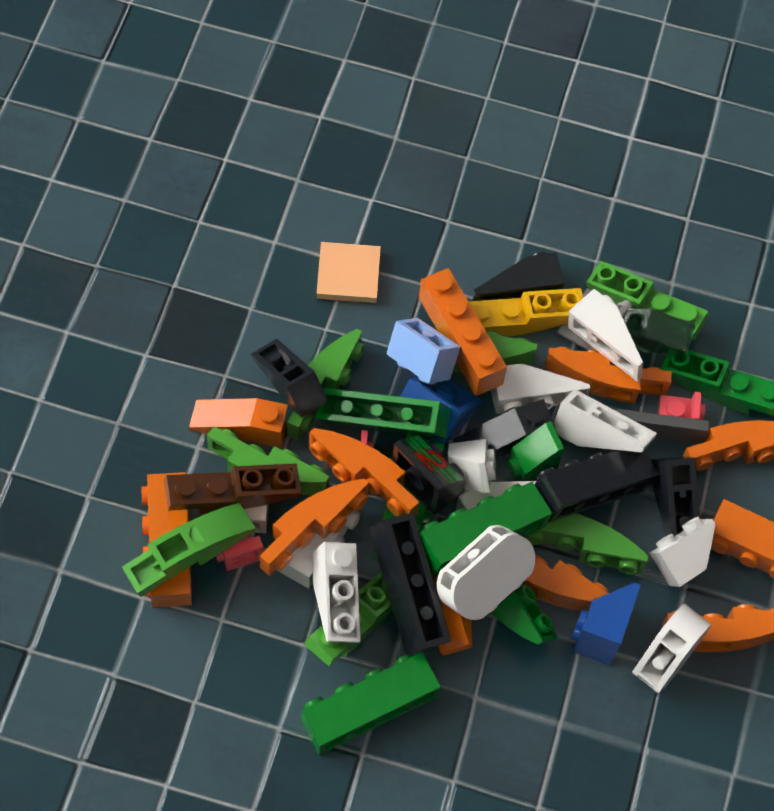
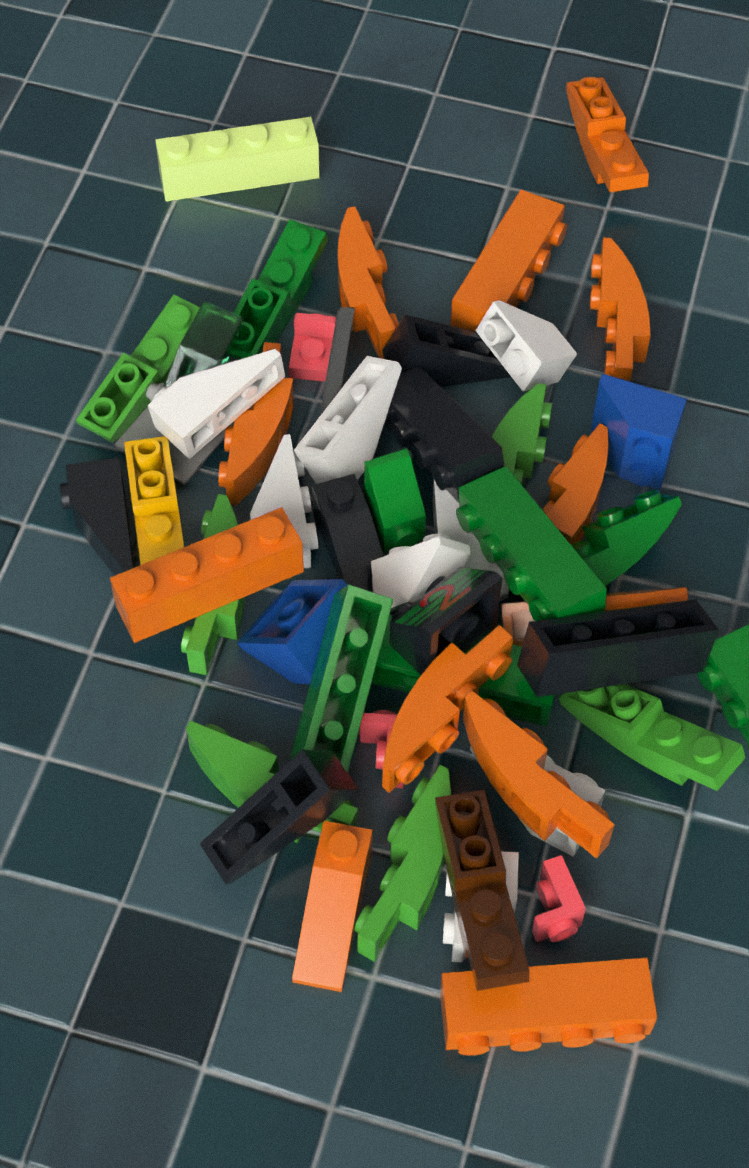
camera: 85 degrees left, 5 degrees down
(187, 544) = (588, 952): bright green slope -> none
(337, 590) = (634, 742): white slope -> none
(348, 272) = (65, 756): light nougat tile -> none
(423, 350) = (242, 623): light blue brick -> none
(486, 572) = (607, 540): white brick -> none
(671, 648) = (675, 351): white brick -> none

